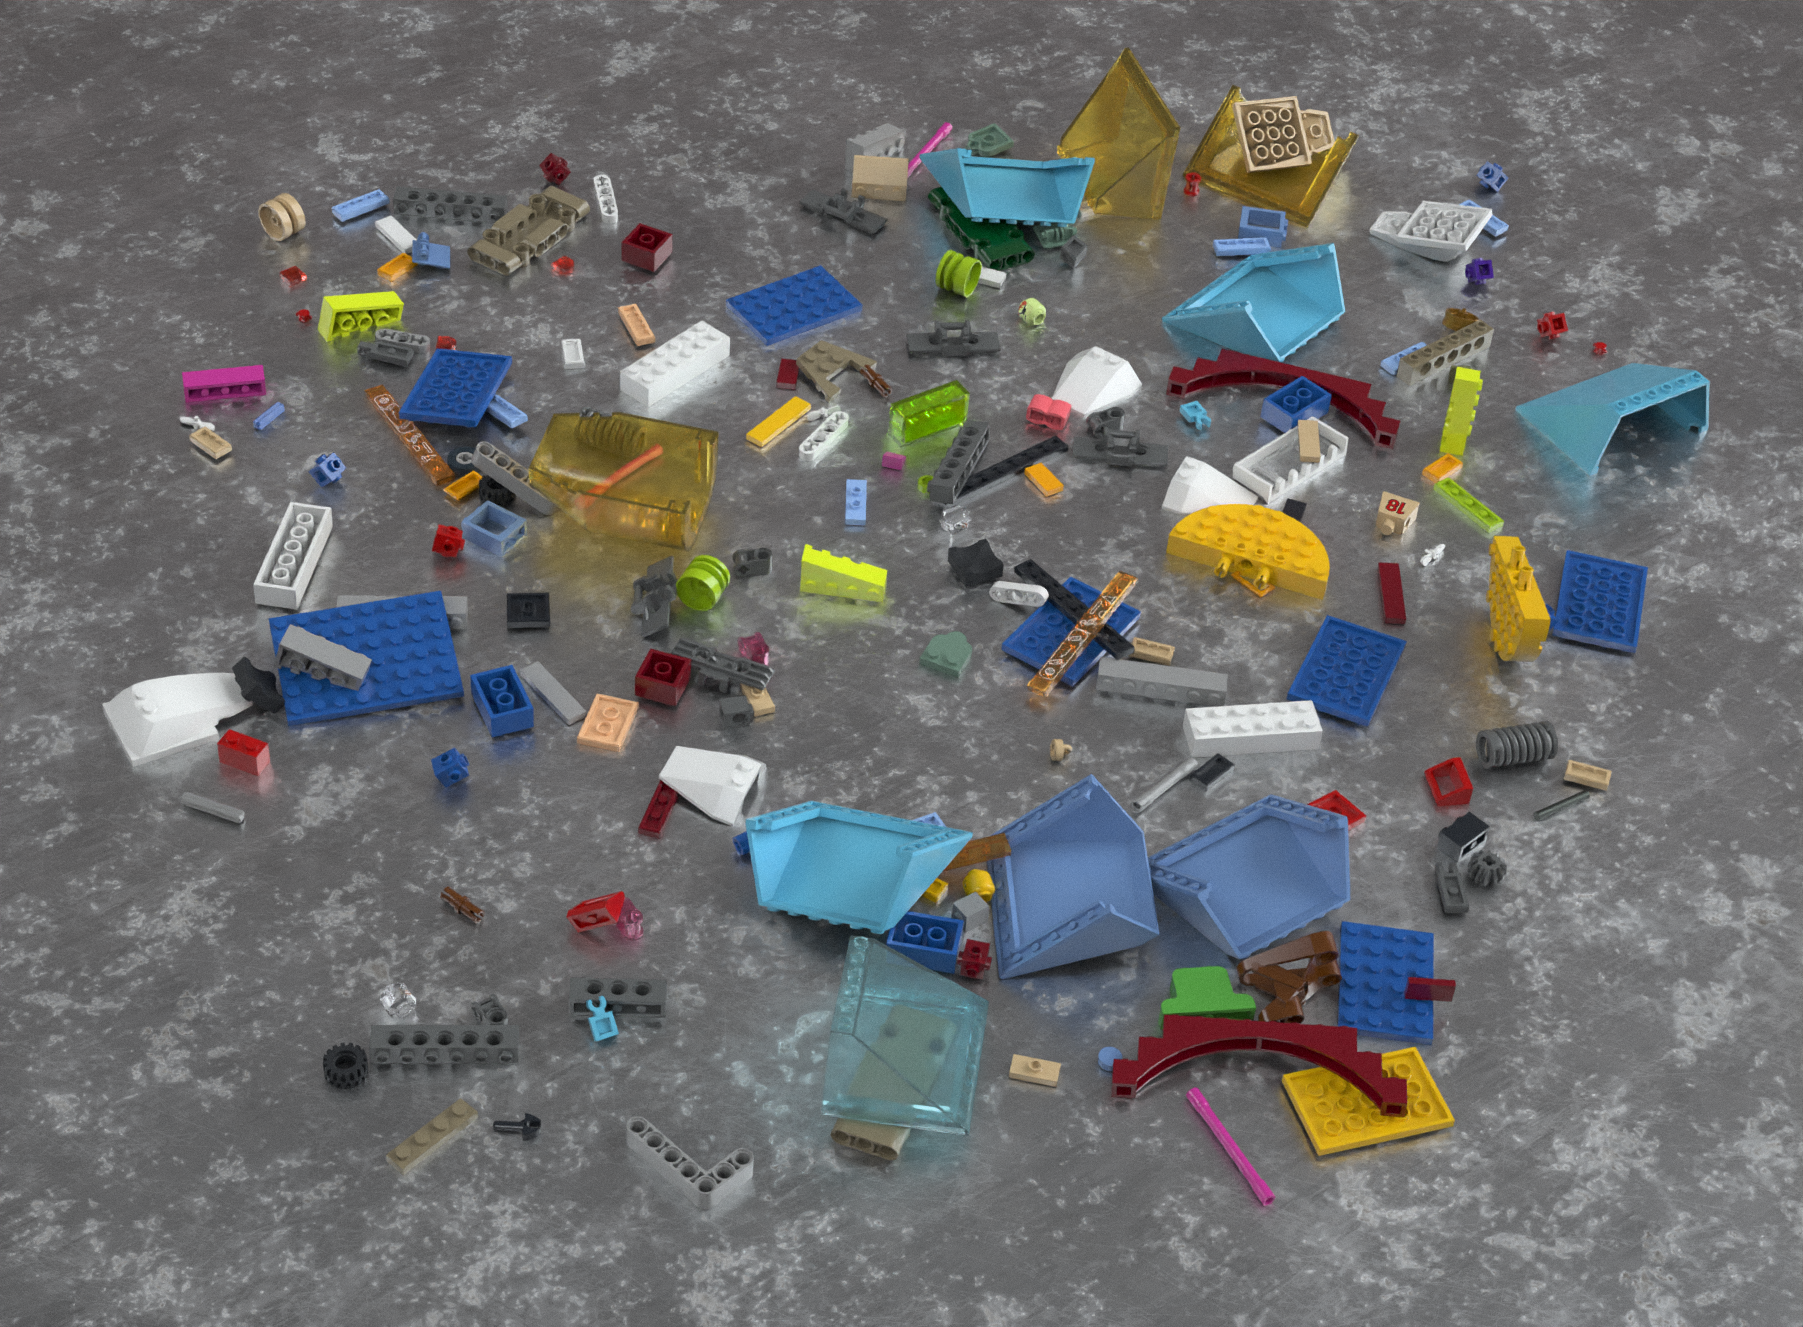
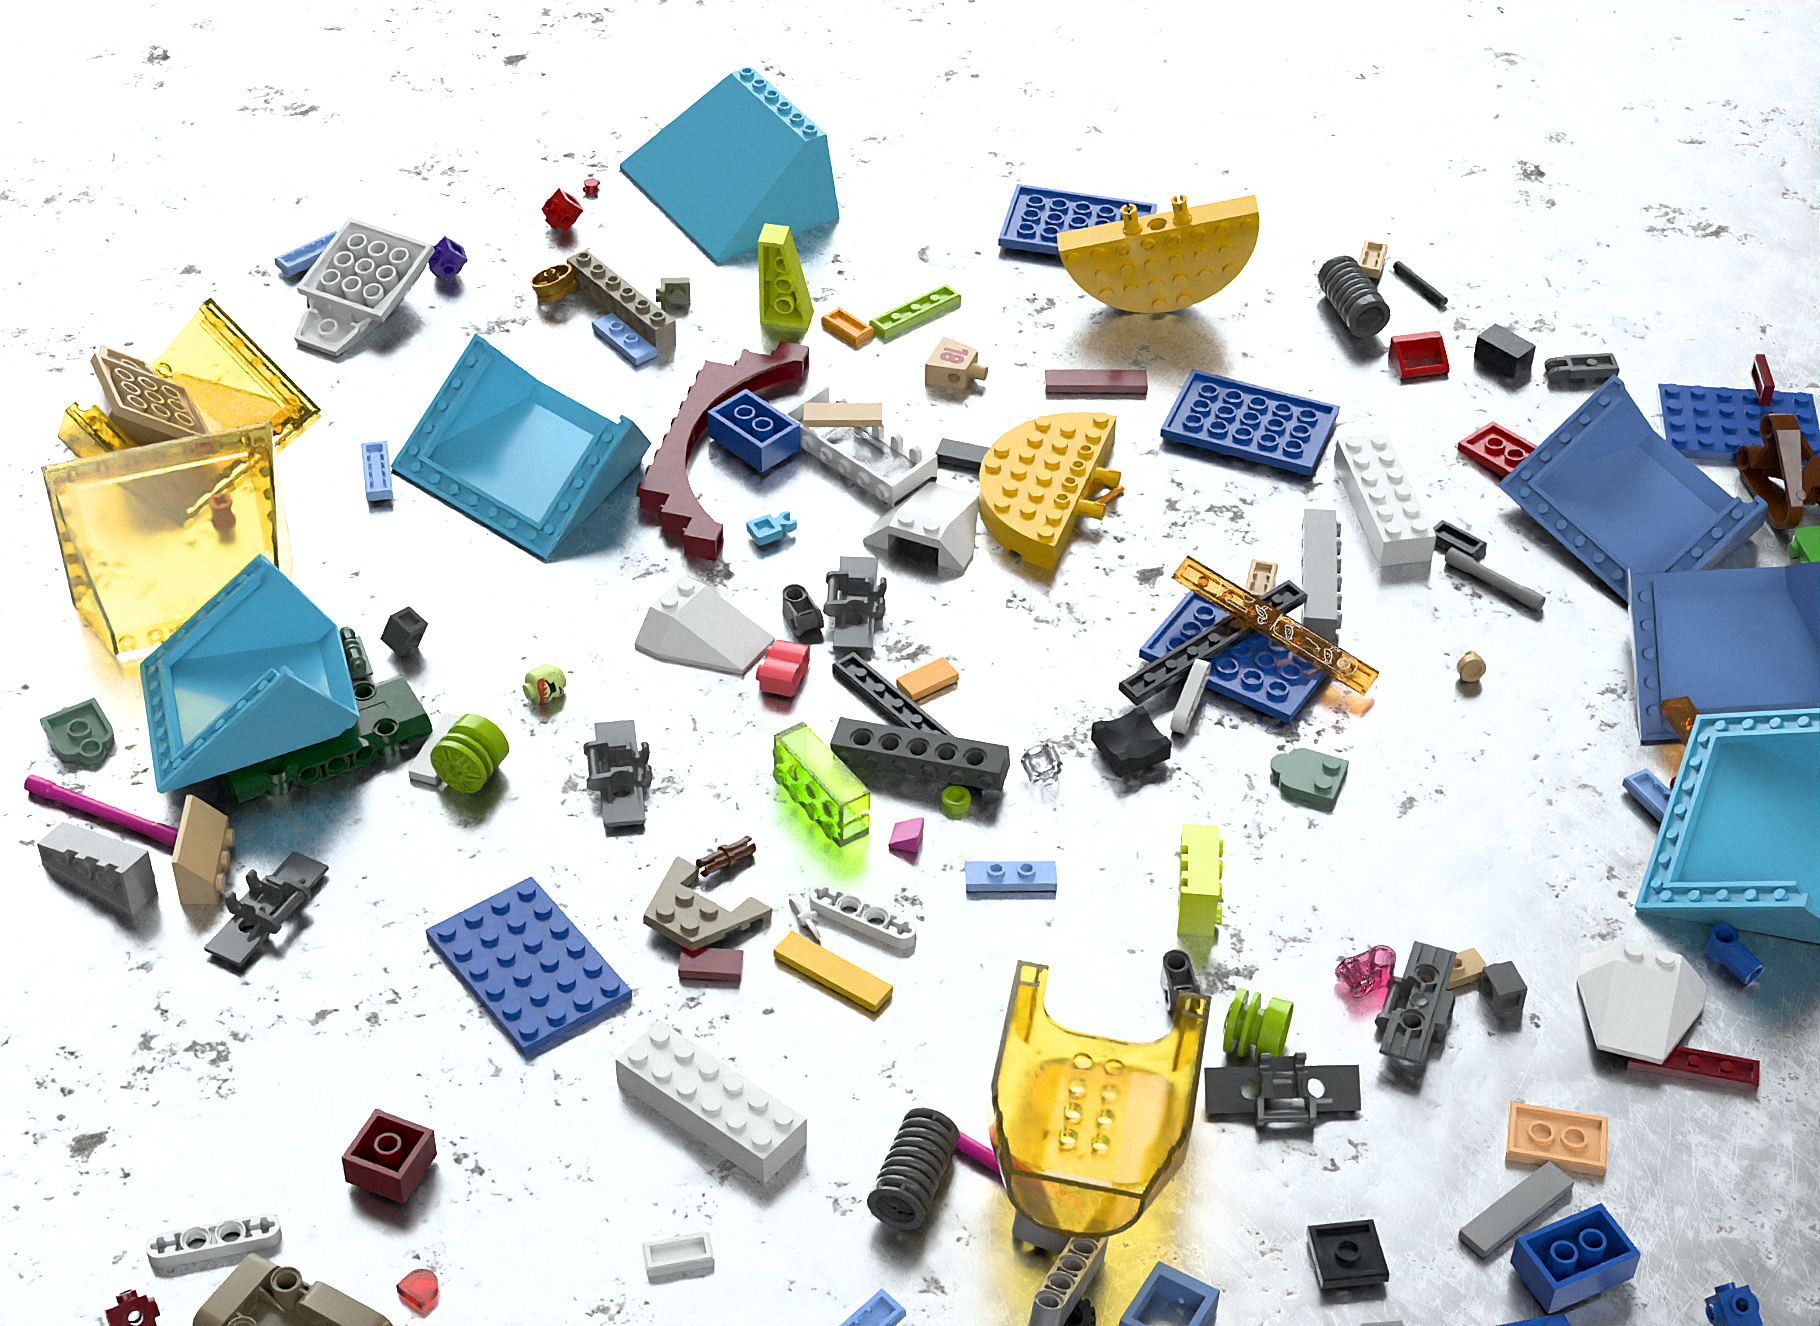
camera: 90 degrees left, 0 degrees up
(636, 324) = (598, 1165): light nougat plate -> none
(662, 677) = (1466, 1066): dark red brick -> none
(1266, 218) = (340, 464): medium blue window -> none
(1431, 554) = (1015, 344): white piece -> none
(1487, 868) = (1548, 337): dark grey gear -> none
(1492, 176) = (225, 233): brick -> none

